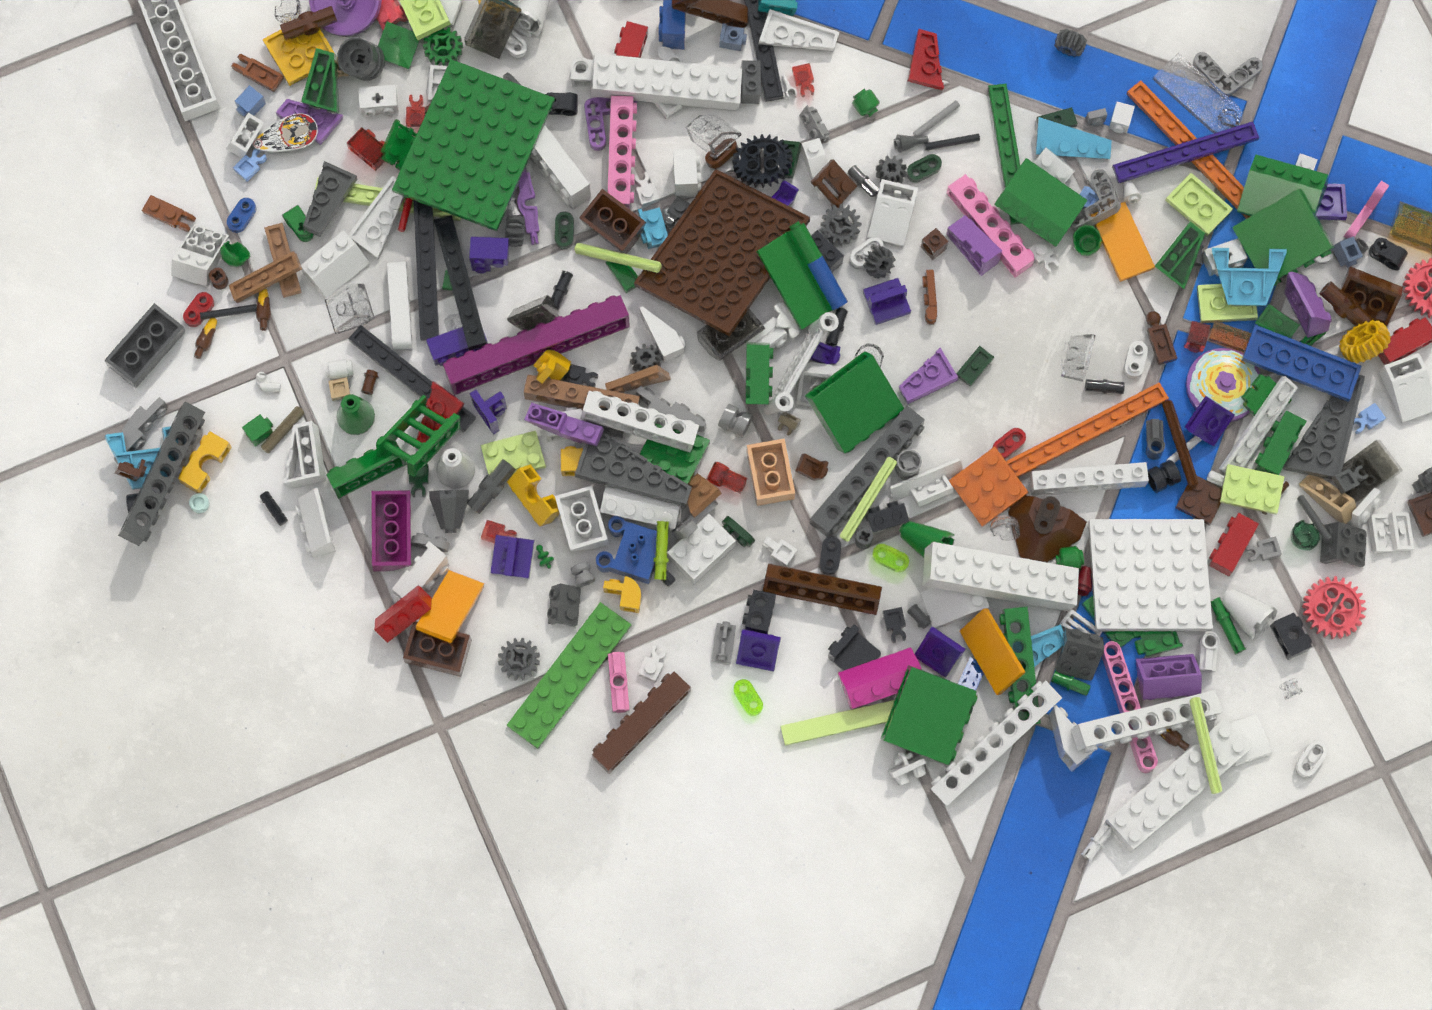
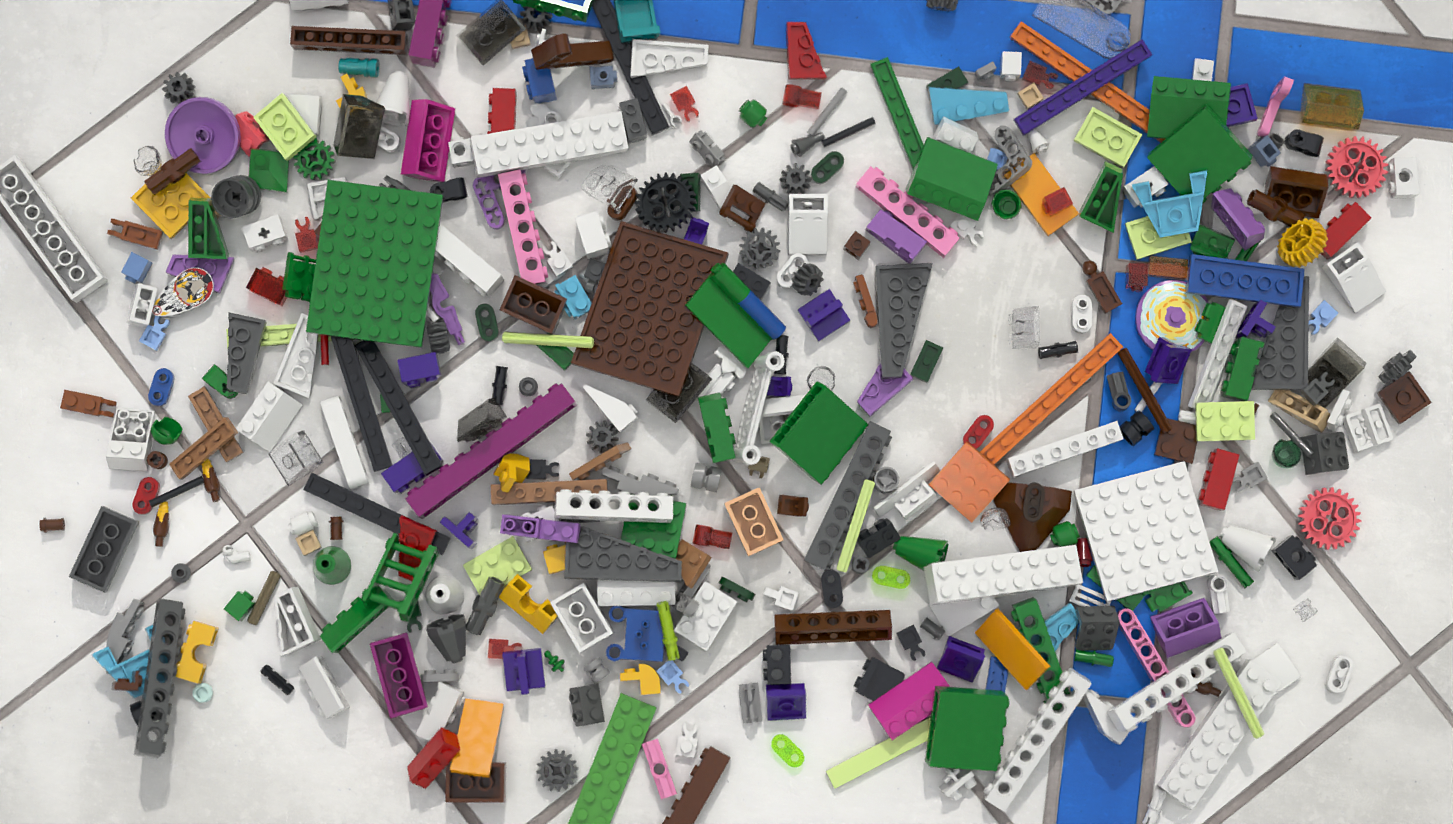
camera: 15 degrees left, 10 degrees up
(102, 313) = (52, 524): none -> reddish brown pin
(211, 392) = (187, 573): none -> dark grey plate
(553, 54) = (427, 140): none -> dark pink slope
(584, 293) = (528, 380): none -> dark grey plate
(654, 596) = (670, 673): none -> light blue plate
(910, 97) = (796, 96): none -> clear red piece
(961, 307) = (899, 302): none -> dark grey wing
(1133, 149) = (1030, 96): none -> tan plate
(1135, 249) = (1056, 202): none -> clear red brick
(1145, 131) = (1036, 74): none -> clear red plate
(1303, 405) = (1254, 322): none -> dark purple bracket

